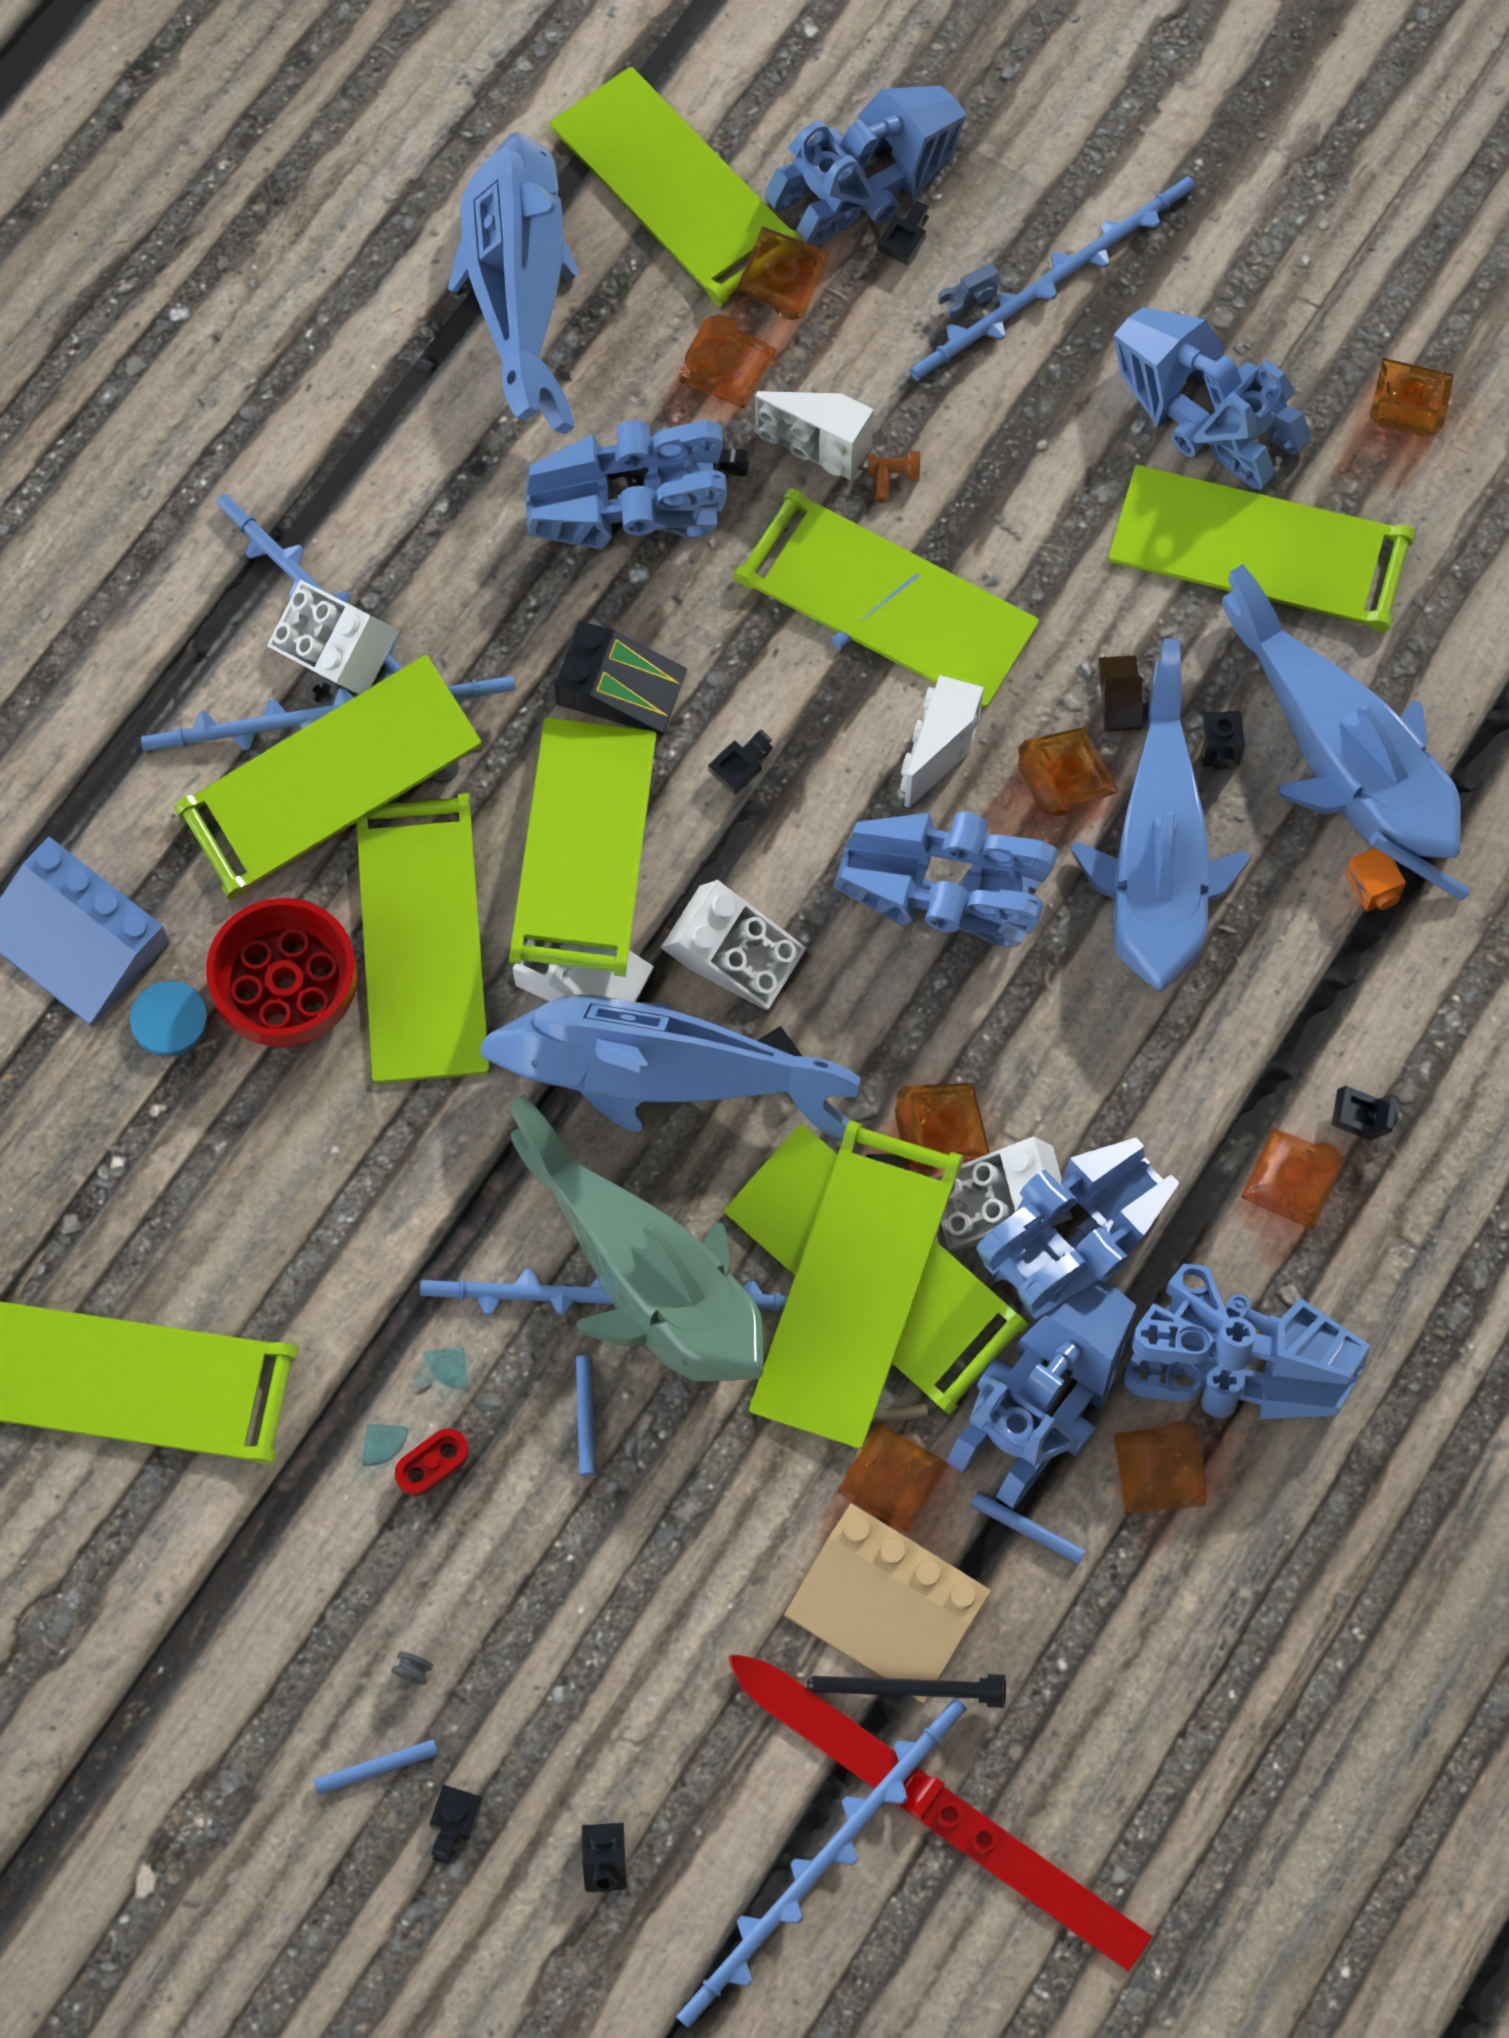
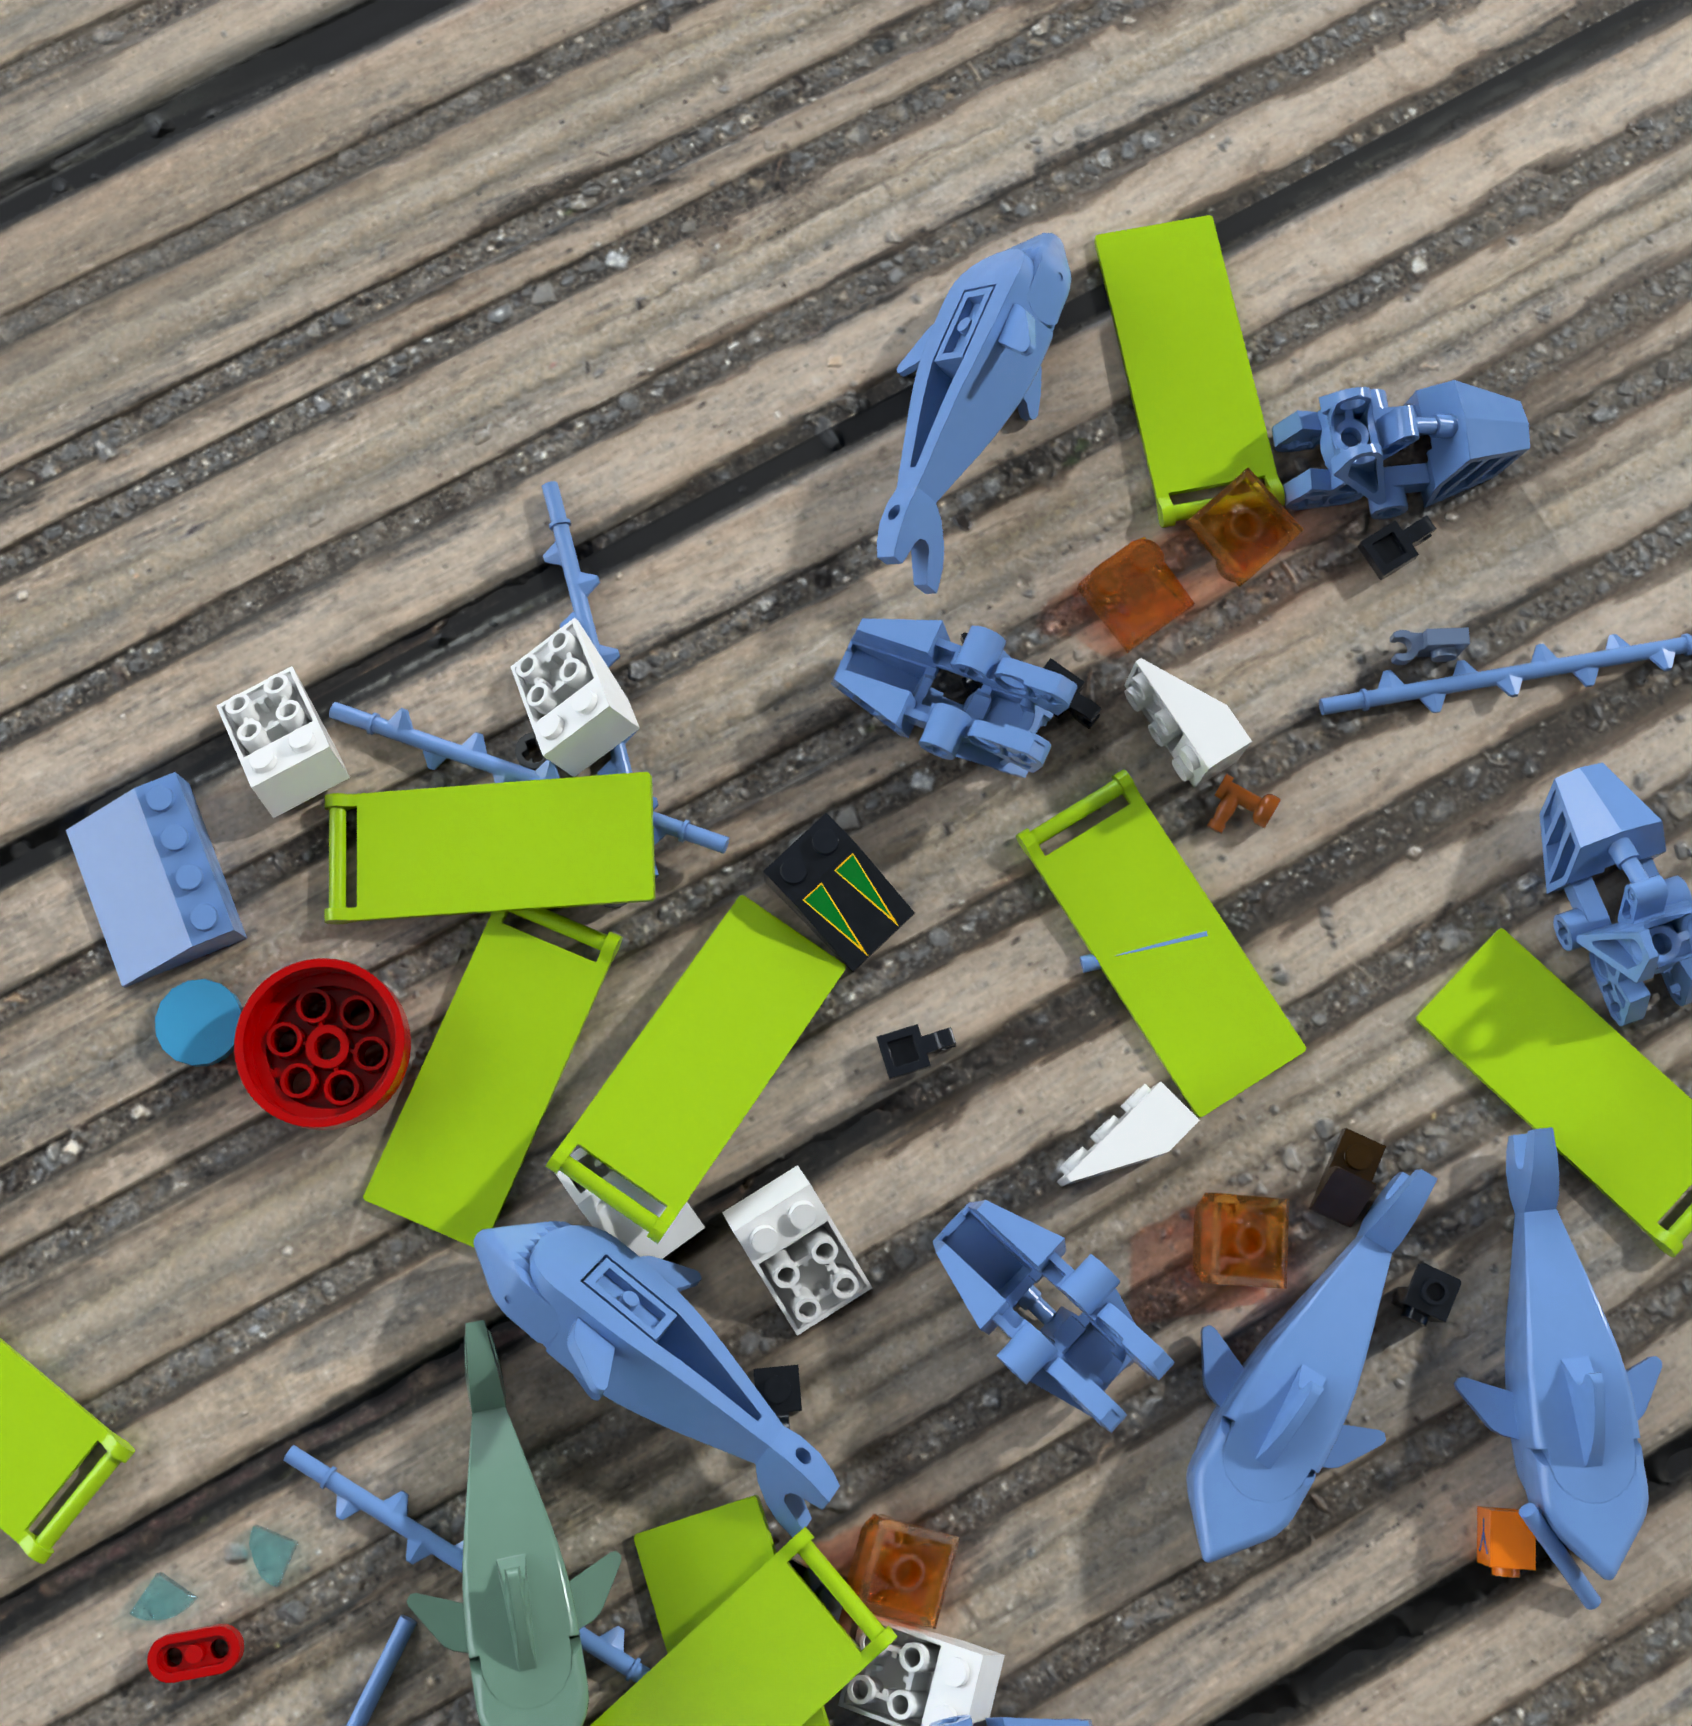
camera: 25 degrees right, 10 degrees up
(118, 783) = (282, 742): none -> white slope

